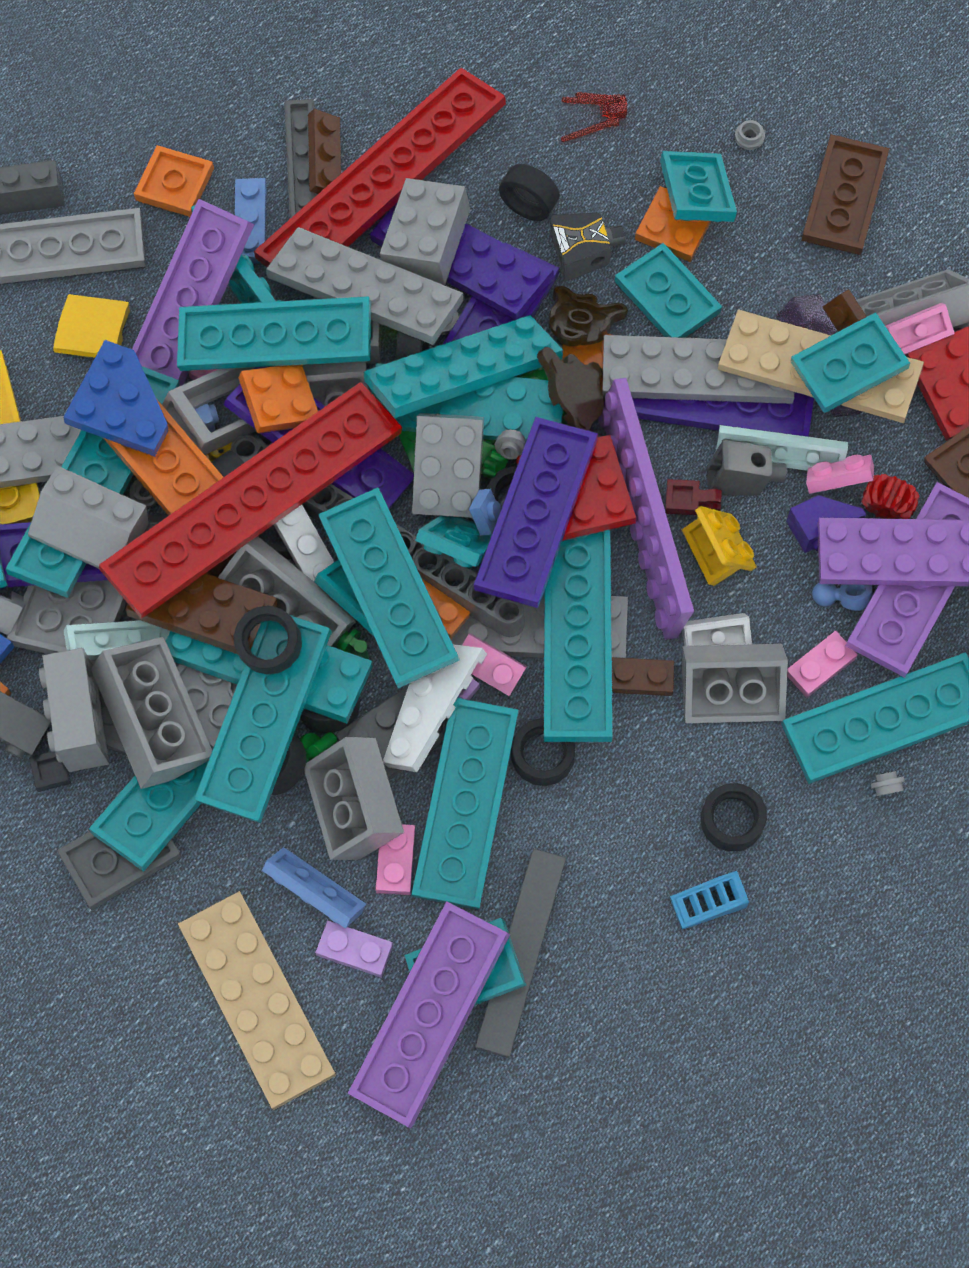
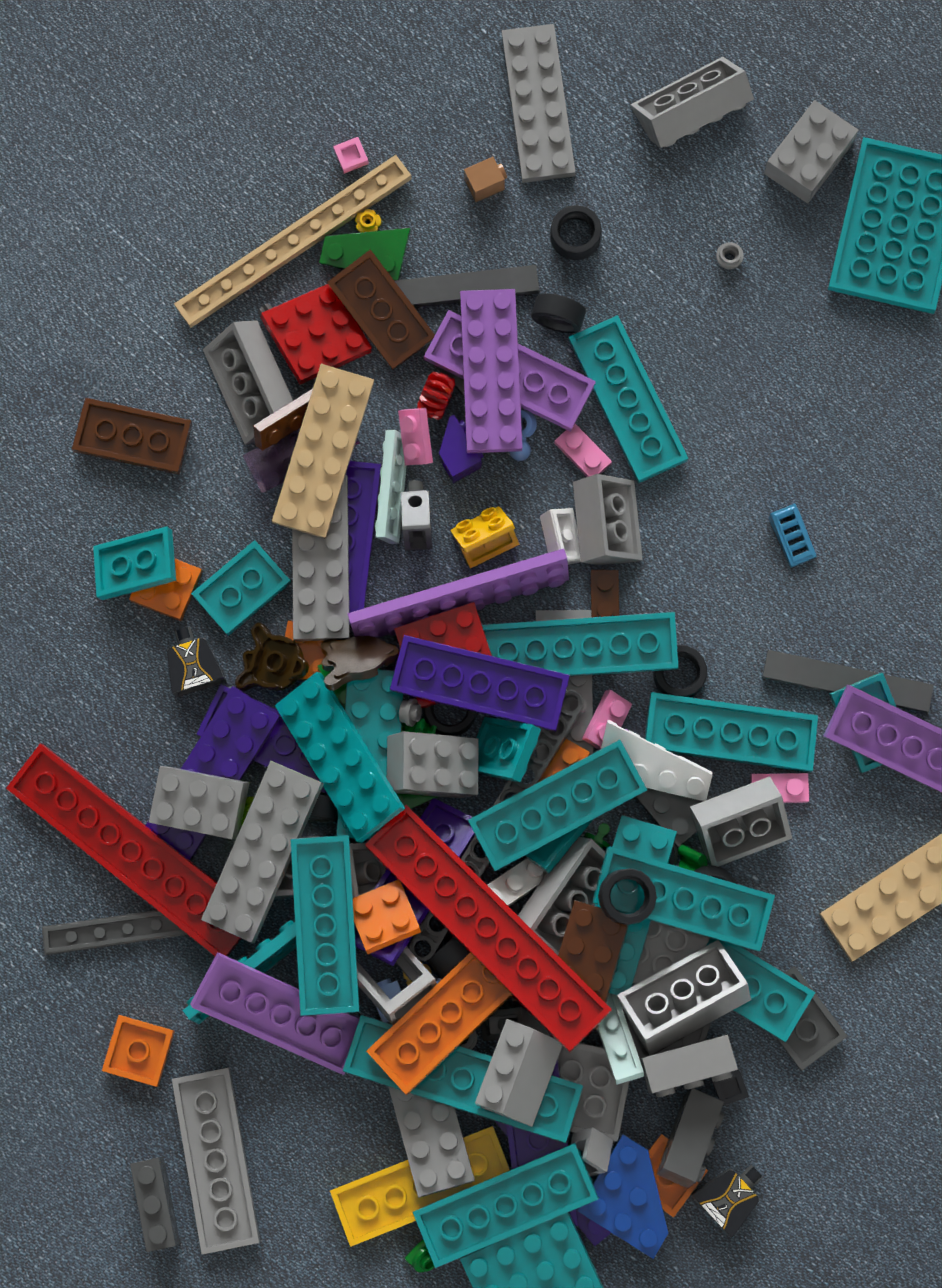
camera: 90 degrees left, 10 degrees up
(88, 323) = (298, 1110): yellow slope -> none
(118, 402) = (398, 1060): blue plate -> none
(251, 206) = (170, 974): medium blue plate -> none
(314, 887) = (812, 851): medium blue plate -> none
(323, 149) = (103, 910): reddish brown plate -> none
(354, 949) = (857, 815): lavender plate -> none
(485, 511) = (476, 728): medium blue plate -> none
(529, 192) = (146, 714): black tyre -> none
(611, 106) = (45, 647): clear red plant -> none
(685, 497) = (440, 565): dark red plate -> none
(744, 794) = (729, 498): black tyre -> none
(753, 129) = (67, 514): light grey plate -> none
(850, 362) = (330, 422): teal plate -> none
(888, 783) = (685, 398): light grey plate -> none
(922, 328) = (280, 370): bright pink plate -> none

